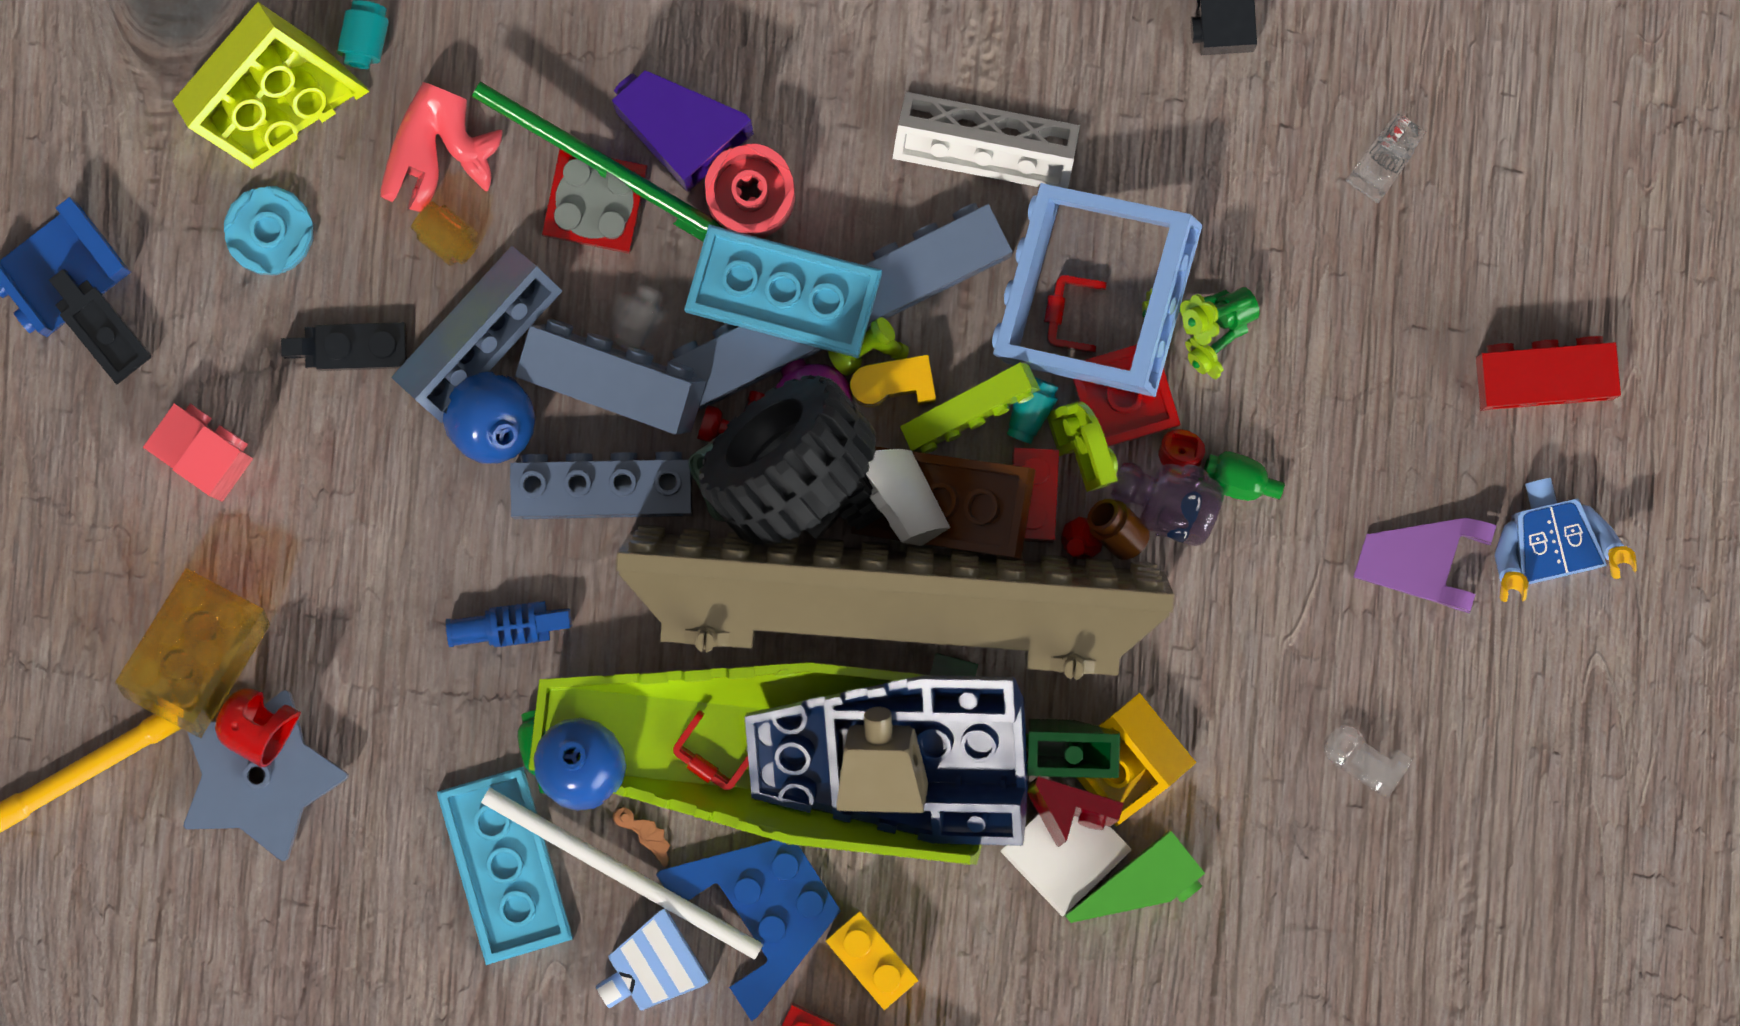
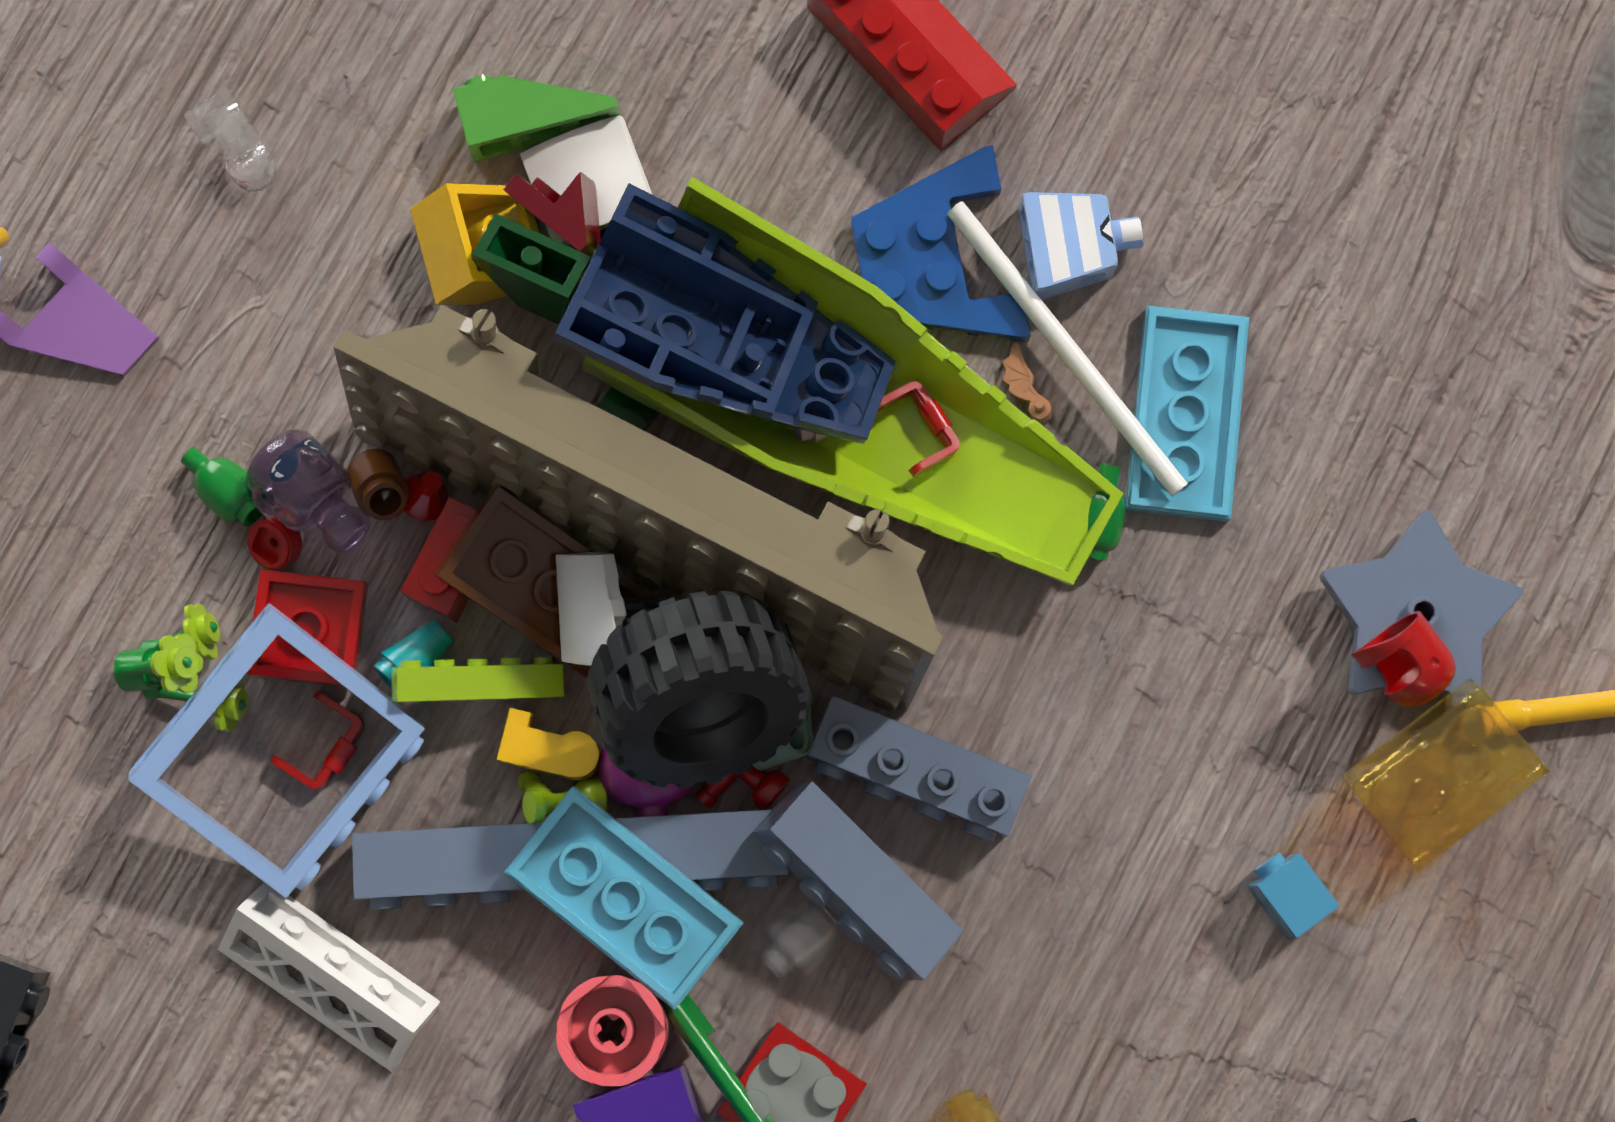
camera: 160 degrees left, 5 degrees down
(197, 452) = (1352, 998): coral brick -> none
(274, 514) = (1292, 894): none -> dark azure brick
(349, 346) = (1133, 1049): black hinge -> none
(477, 331) = (987, 998): sand blue brick -> none
(489, 418) = (1010, 896): blue cylinder -> none
(508, 625) = (1080, 662): blue hinge -> none
(587, 780) = (1041, 472): blue cylinder -> none
(872, 960) = (840, 151): yellow brick -> none
(882, 767) = (743, 319): dark tan torso -> none
(1079, 431) = (366, 604): lime plate -> none

